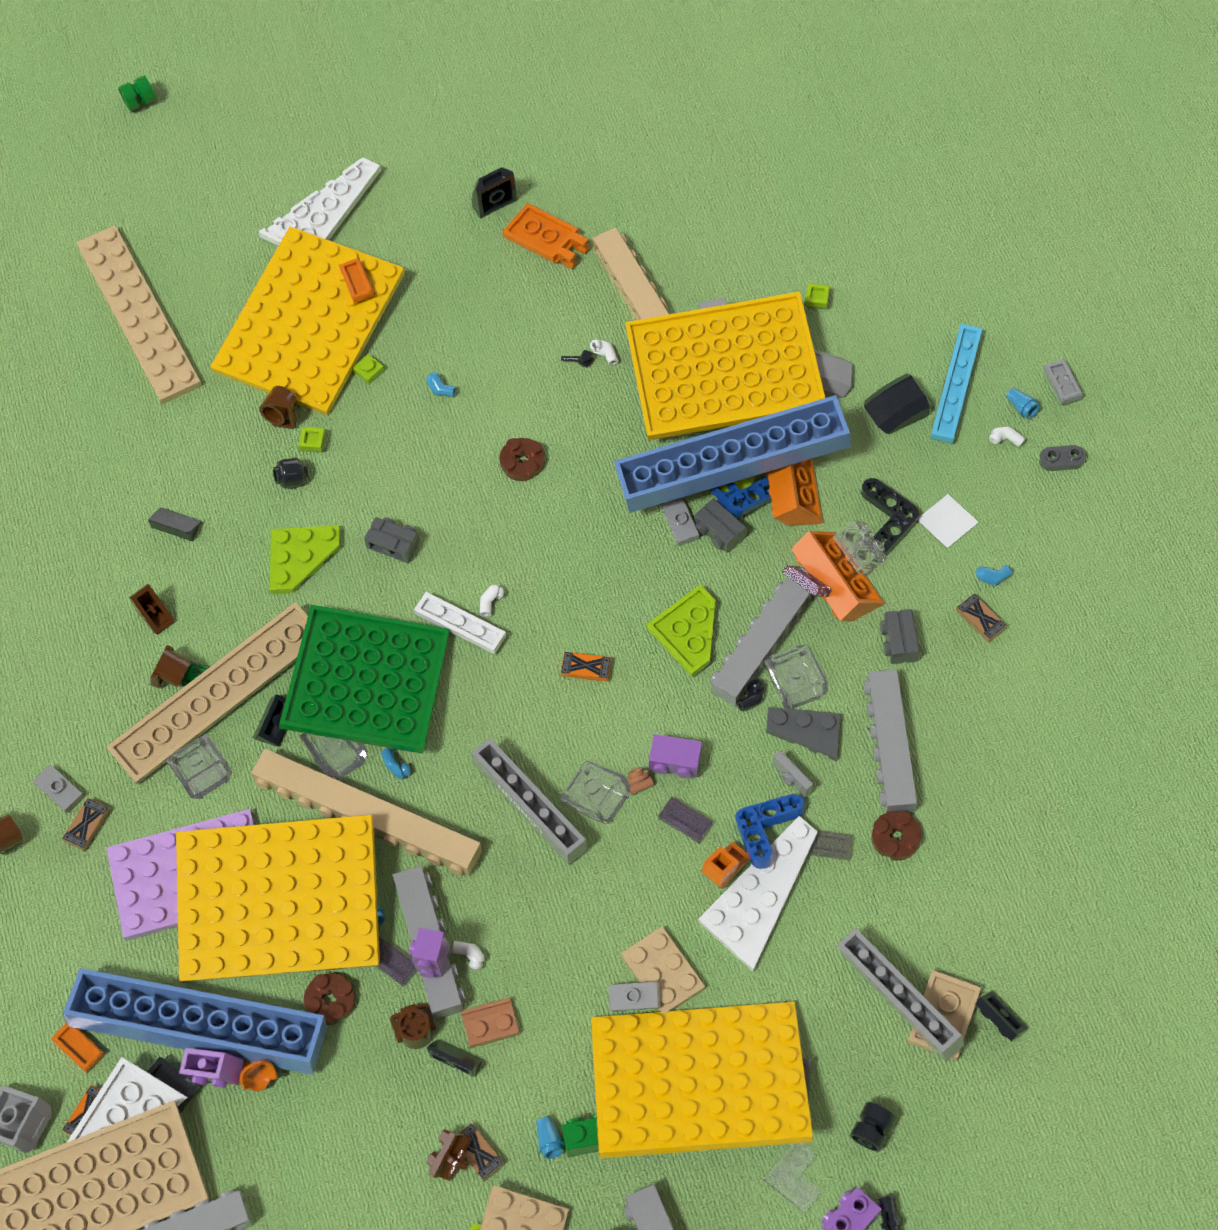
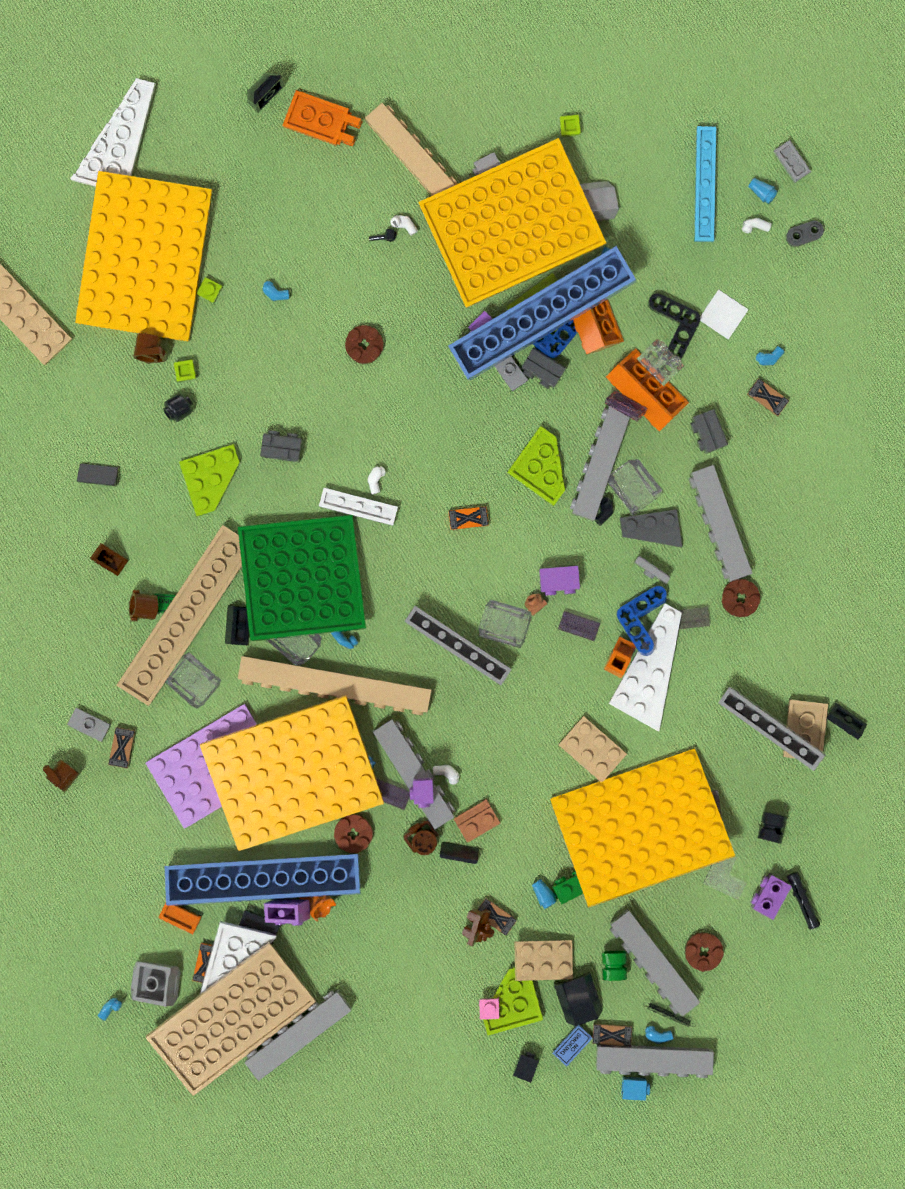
camera: 20 degrees left, 25 degrees up
(356, 280) = (175, 214): orange tile -> none
(634, 996) = (578, 776): light grey plate -> none
(897, 404) = (659, 218): black slope -> none

